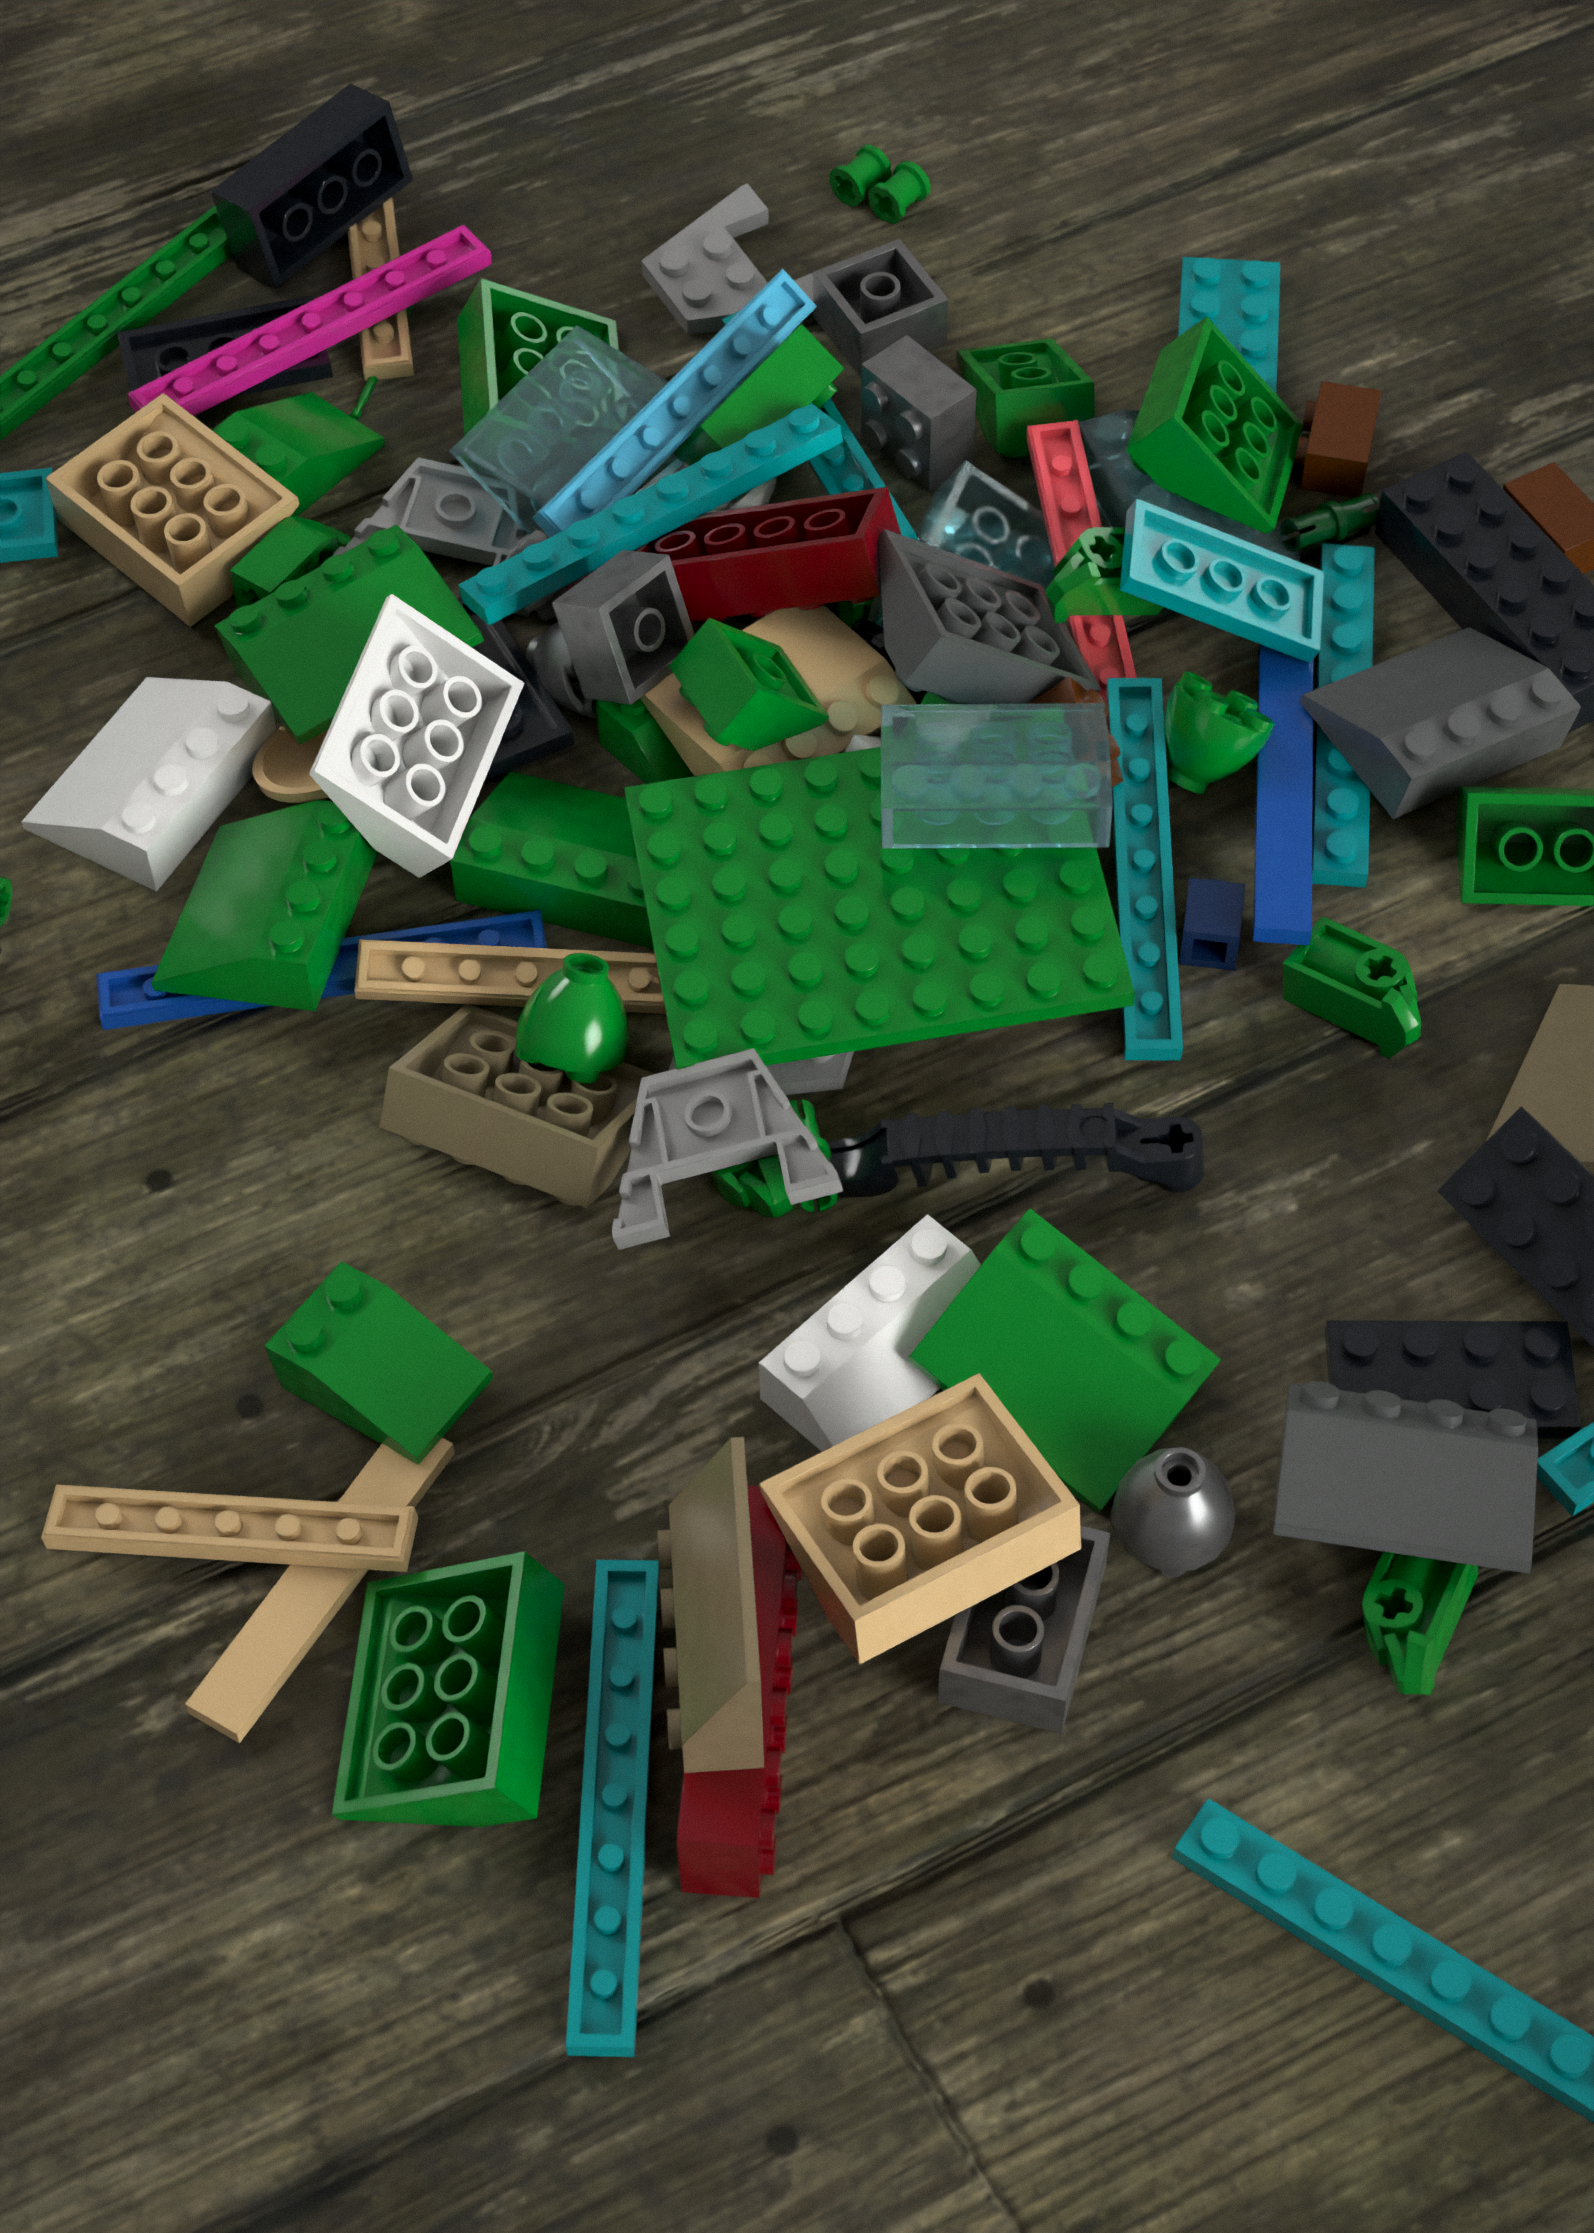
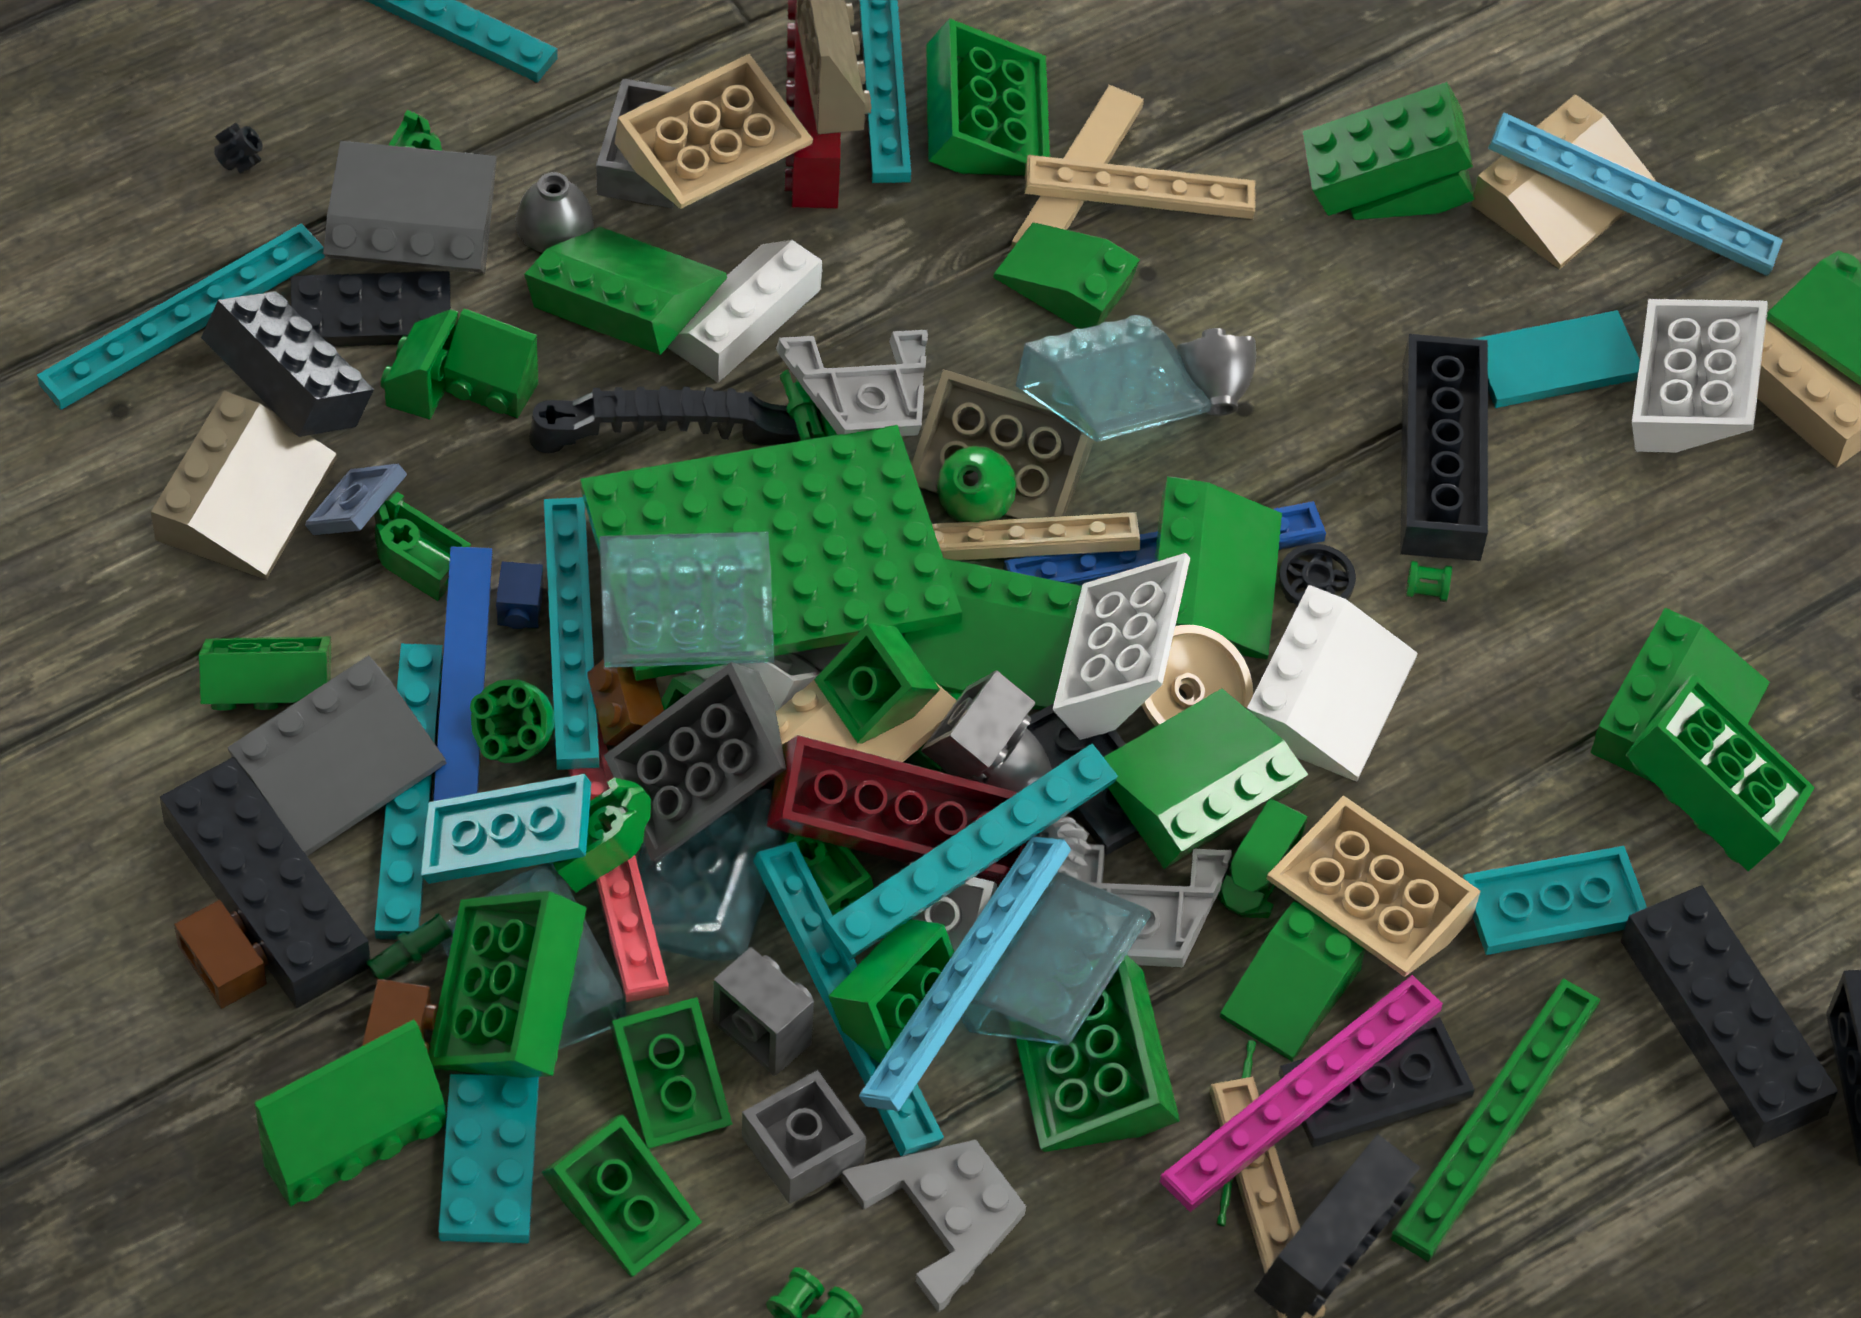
camera: 170 degrees right, 0 degrees up
(124, 922) = (1316, 573): none -> black wheel
(185, 1192) = (1220, 367): none -> flat silver piece
(349, 1131) = (1111, 378): none -> clear light blue slope
(1089, 285) = (622, 1195): none -> green slope
(1262, 1240) = (492, 364): none -> green slope
(1368, 1243) = (417, 375): none -> green slope
(1391, 323) = (350, 1114): none -> green slope
(1447, 1044) = (355, 499): none -> sand blue tile

